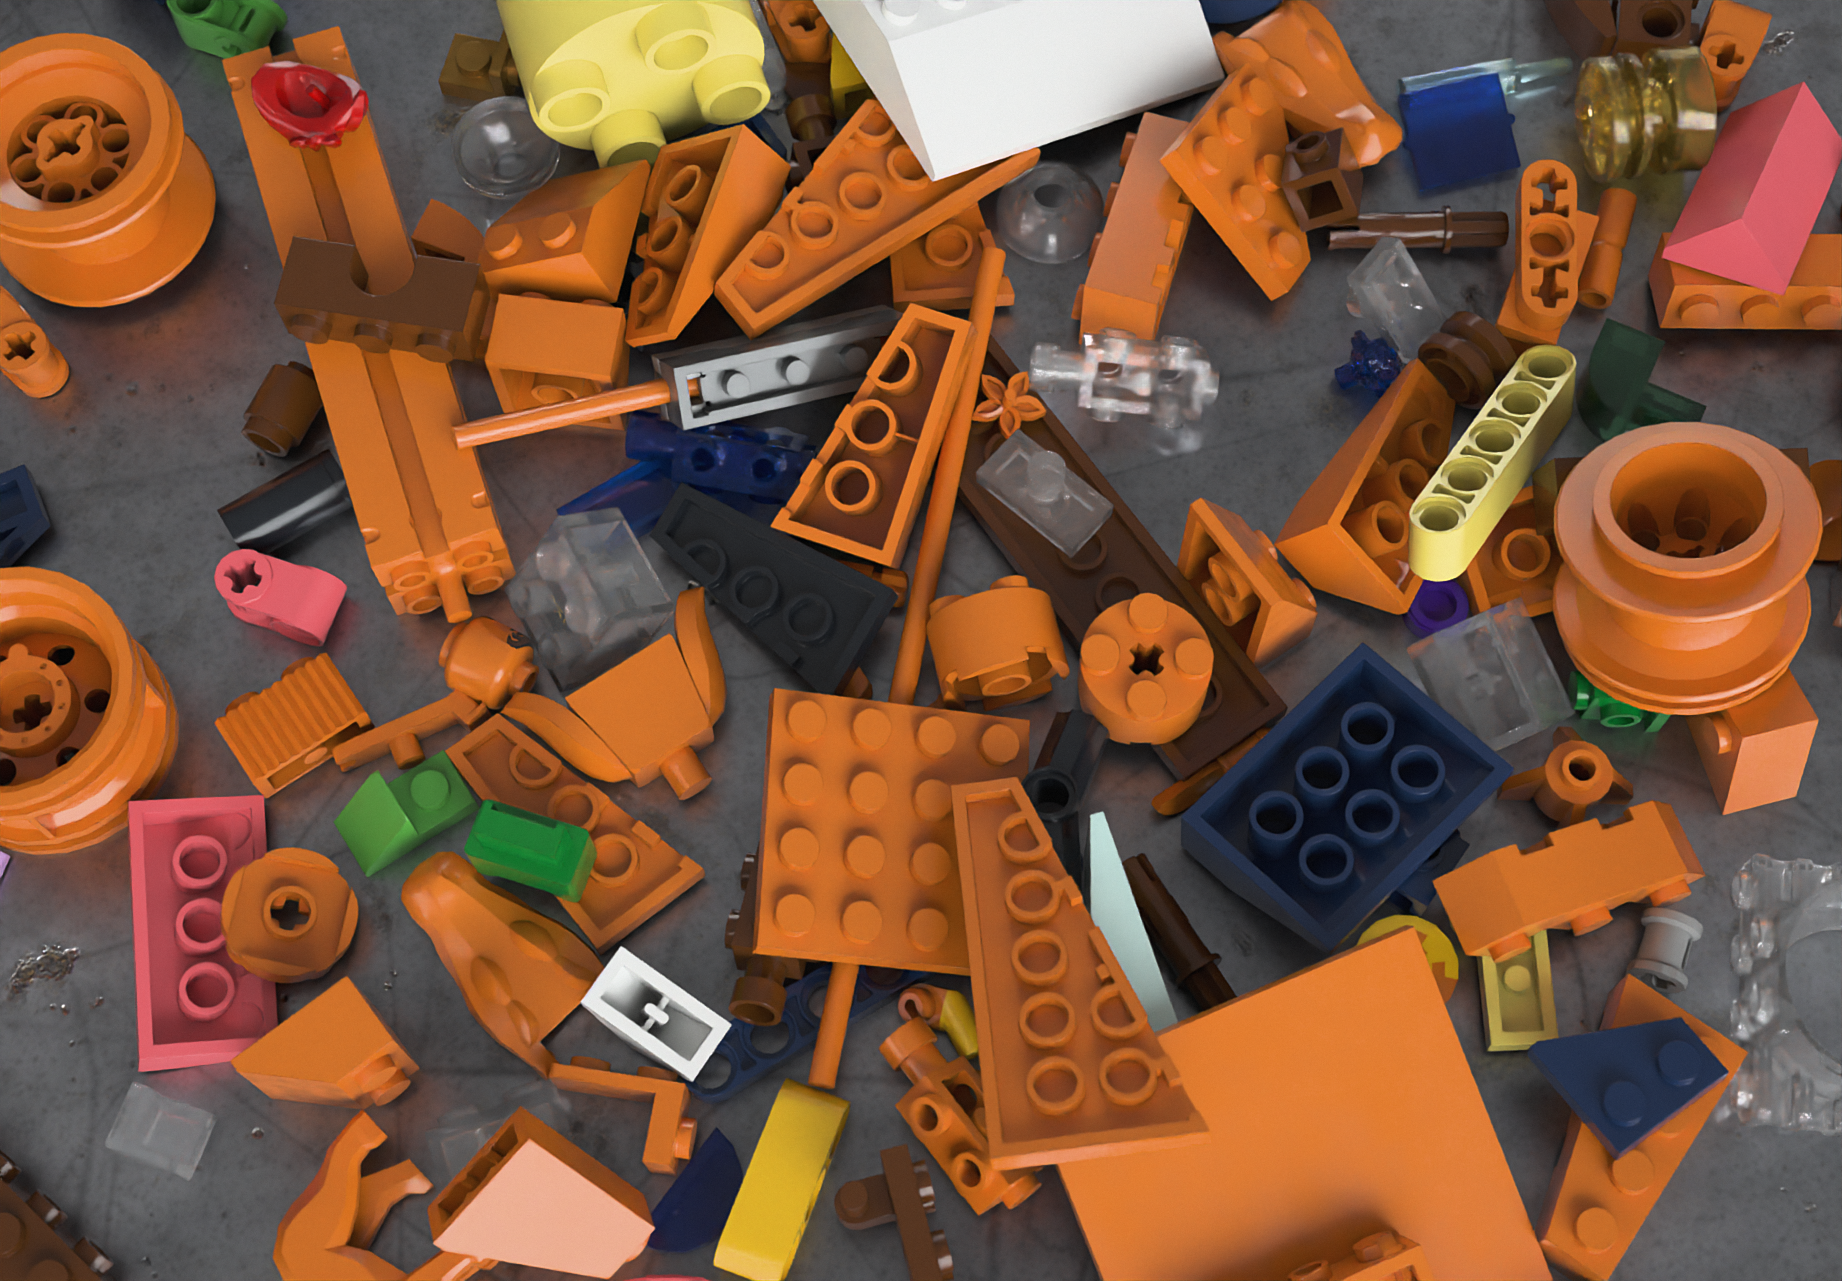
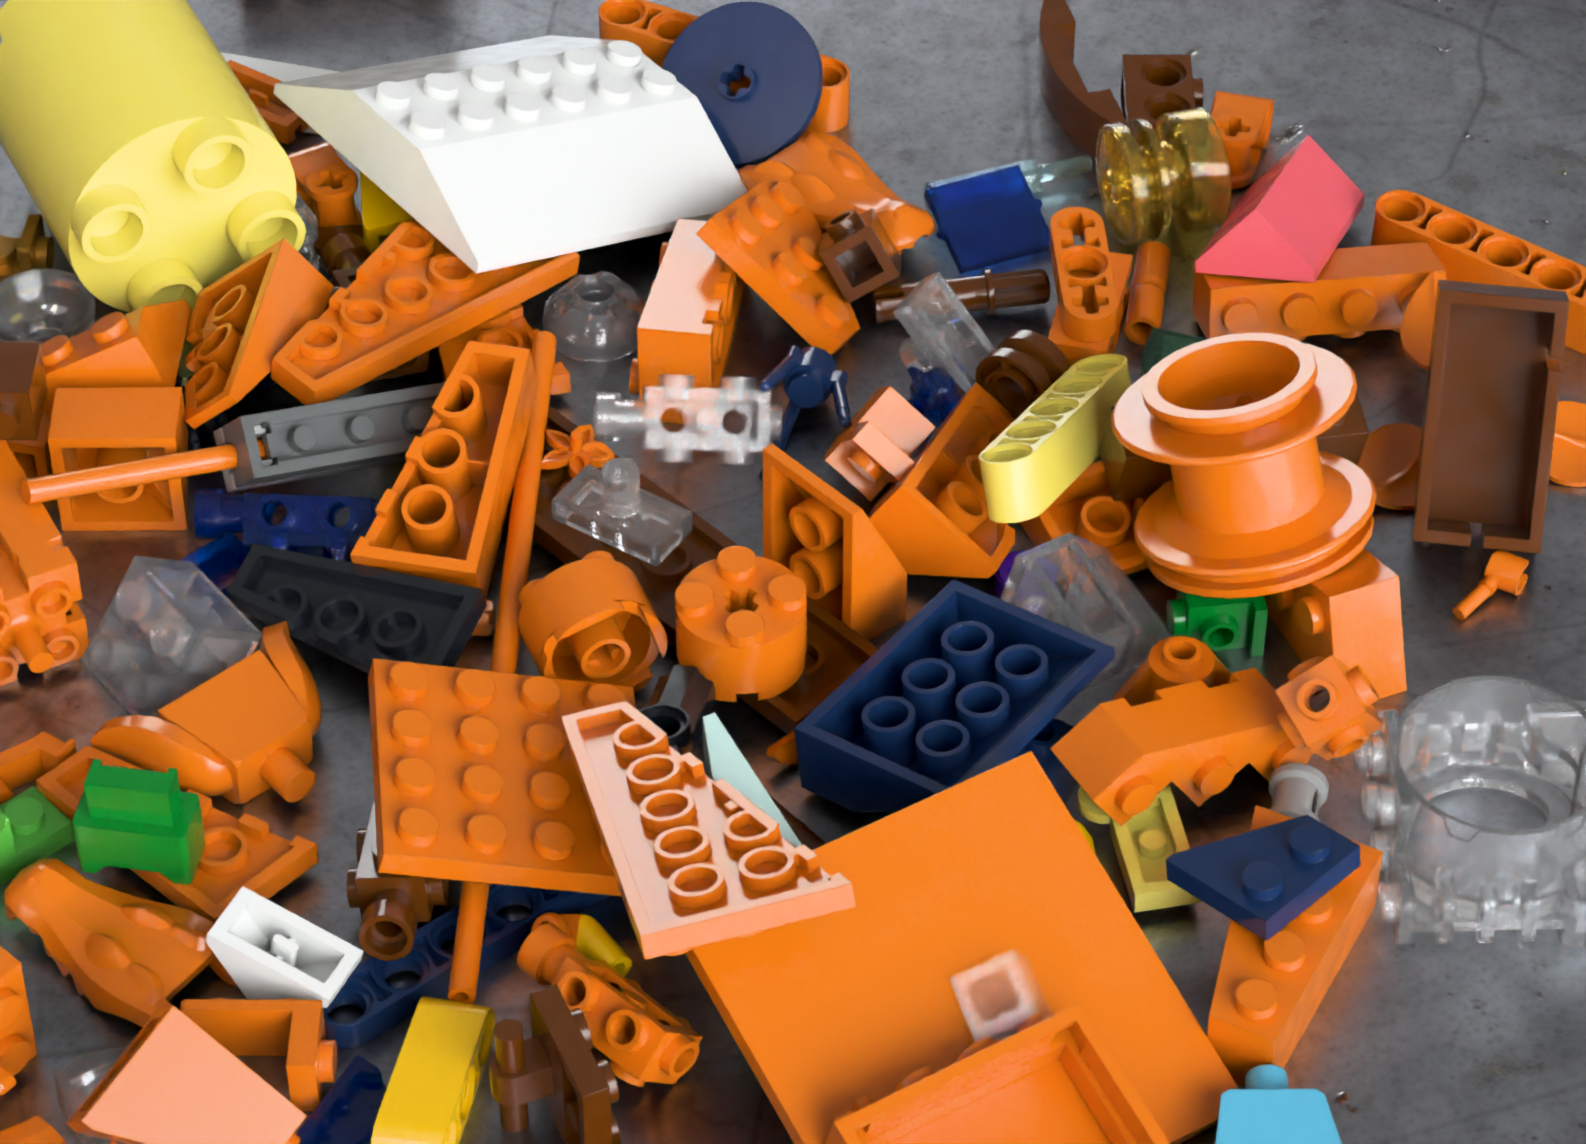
camera: 10 degrees left, 25 degrees down
(488, 661) = (69, 704): orange head -> none
(1249, 335) = (808, 382): none -> dark blue plant
(1308, 430) = (879, 442): none -> brick
(1343, 1203) = (998, 995): none -> clear slope
(1735, 866) = (1346, 719): none -> orange brick

